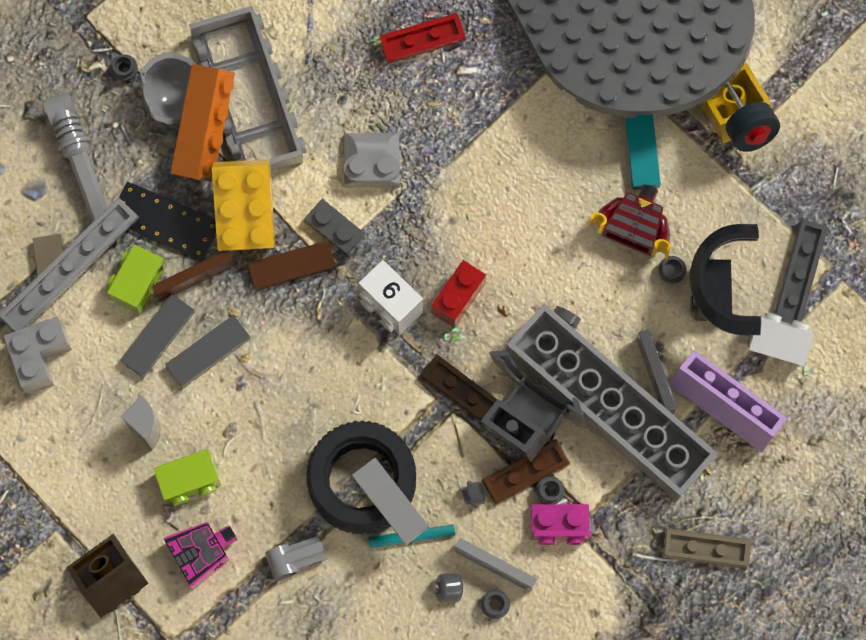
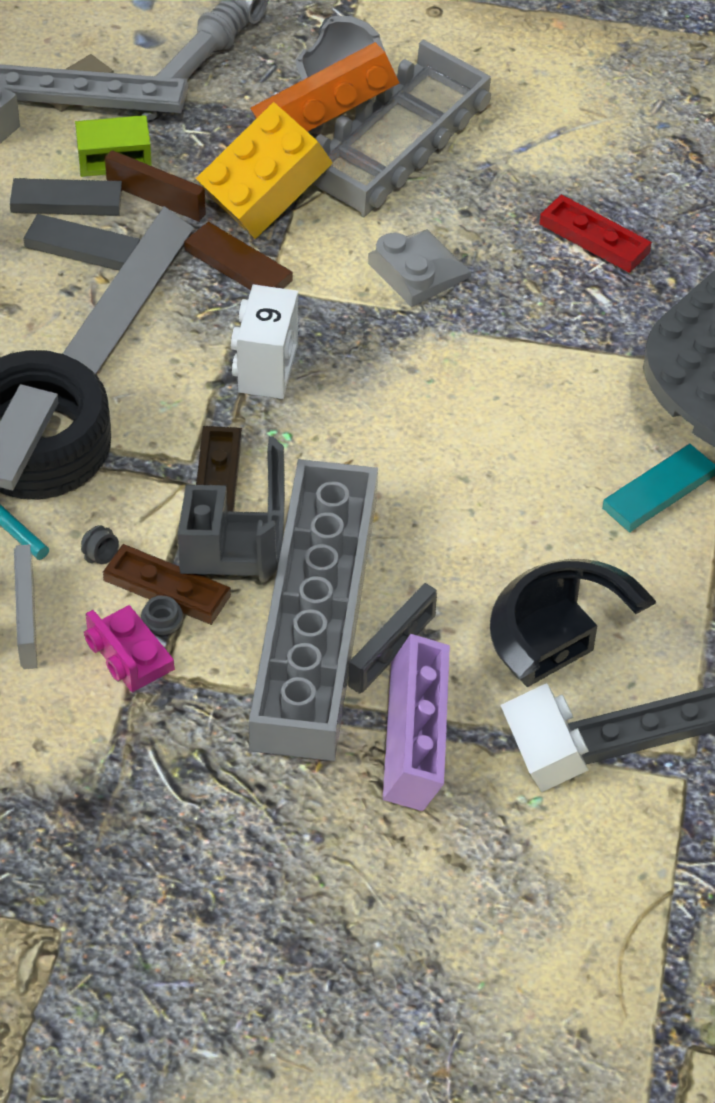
camera: 55 degrees right, 25 degrees down
(169, 221) = (196, 137): black sticker -> none
(276, 351) = (128, 290): none -> light grey tile
(334, 227) = (314, 272): dark grey plate -> none
(458, 293) = (328, 405): red brick -> none
(569, 317) = (386, 517): dark grey tile -> none
(635, 222) = (558, 514): torso -> none
(706, 548) = (213, 816): dark tan tile -> none

